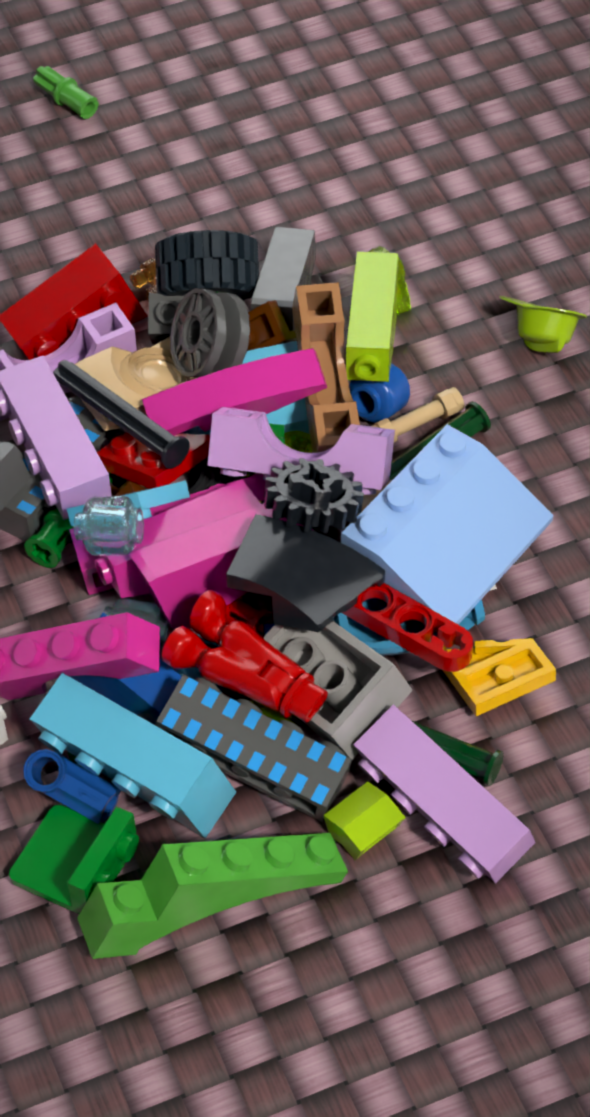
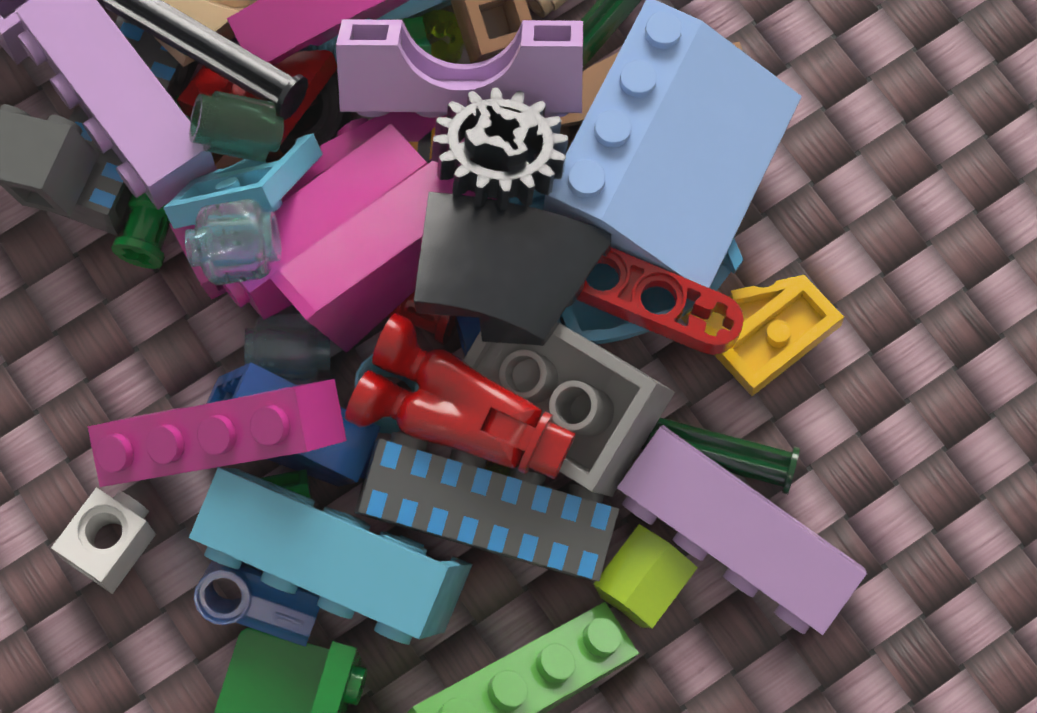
camera: 15 degrees left, 20 degrees up
(130, 461) = (236, 126): none -> clear green brick

